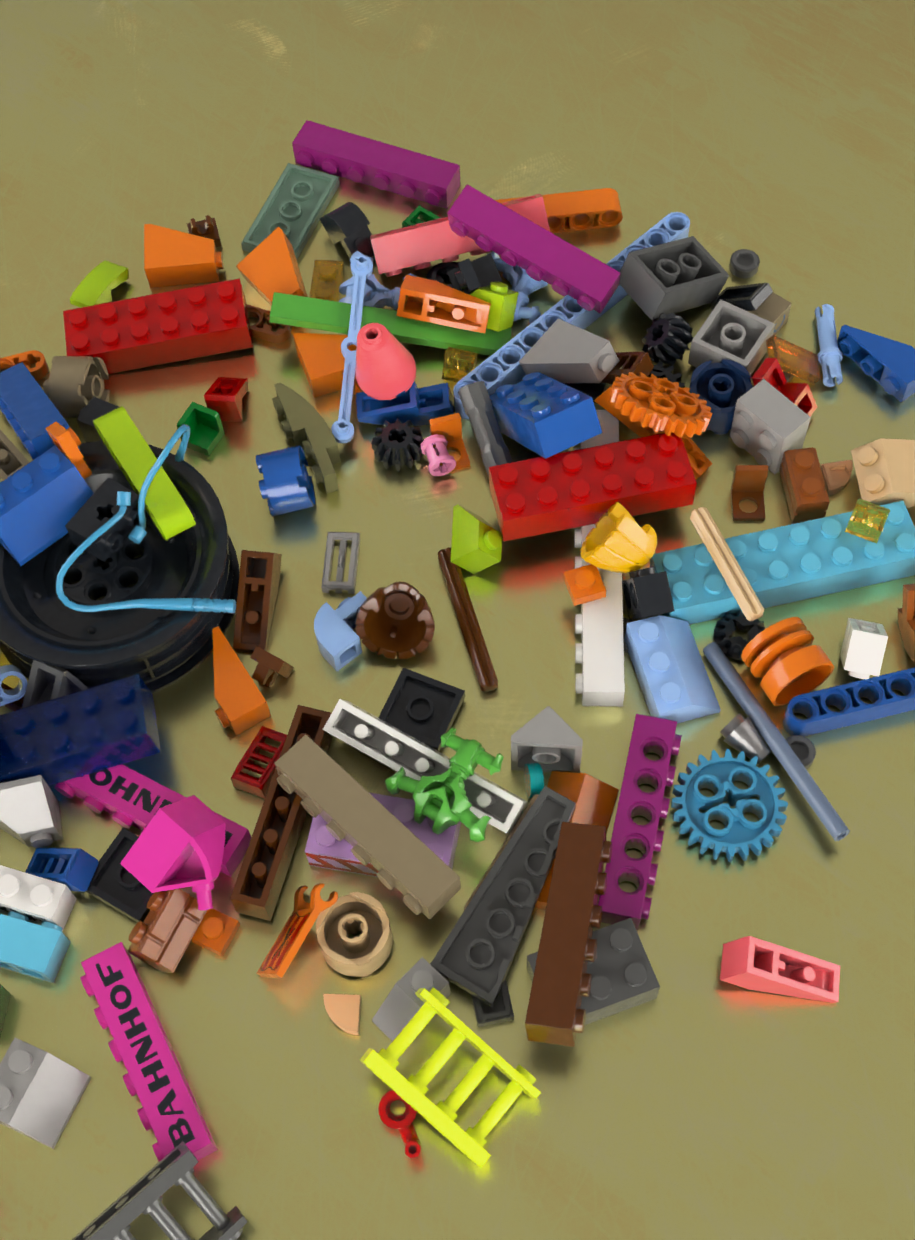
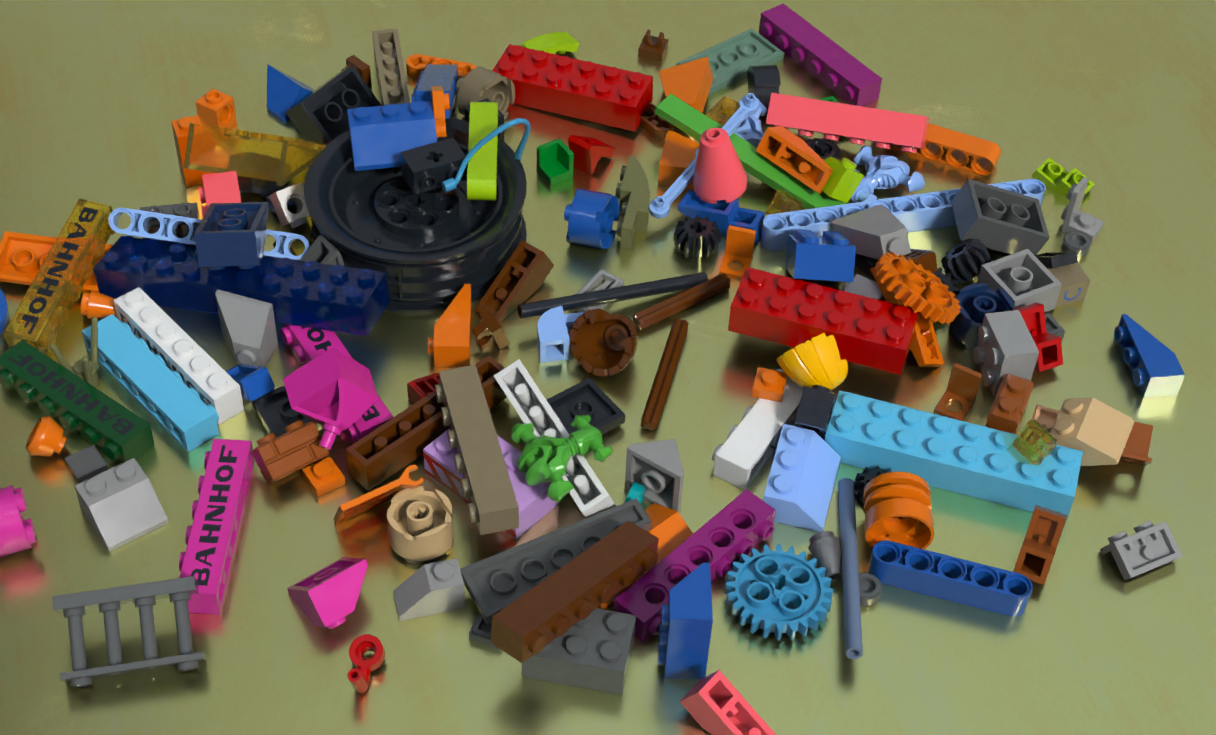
camera: 25 degrees right, 15 degrees down
(179, 257) = (621, 49): orange slope -> none
(179, 604) = (453, 245): dark azure piece -> none
(315, 1059) = (330, 591): none -> dark pink slope
(344, 1011) = (378, 574): light nougat tile -> none
(361, 559) = (612, 295): none -> black piece
(428, 526) = (681, 301): none -> reddish brown axle
(434, 461) = (718, 256): bright pink bush -> none
(444, 1113) = (395, 668): neon yellow fence -> none
(474, 274) = (839, 148): black brick -> none
(474, 541) = (705, 323): lime slope -> none
(484, 424) = (772, 241): dark grey axle -> none
(533, 249) = (894, 149): magenta brick -> none
(694, 903) = (687, 627): none -> blue slope
(697, 197) = (1058, 178): none -> lime slope
(727, 564) = (893, 420): tan axle -> none
(733, 236) = (1077, 220): none -> light grey bracket
(794, 359) = (1065, 321): clear orange tile -> none
(829, 353) = (1101, 334): light blue pin -> none
(863, 648) = (969, 534): white brick -> none

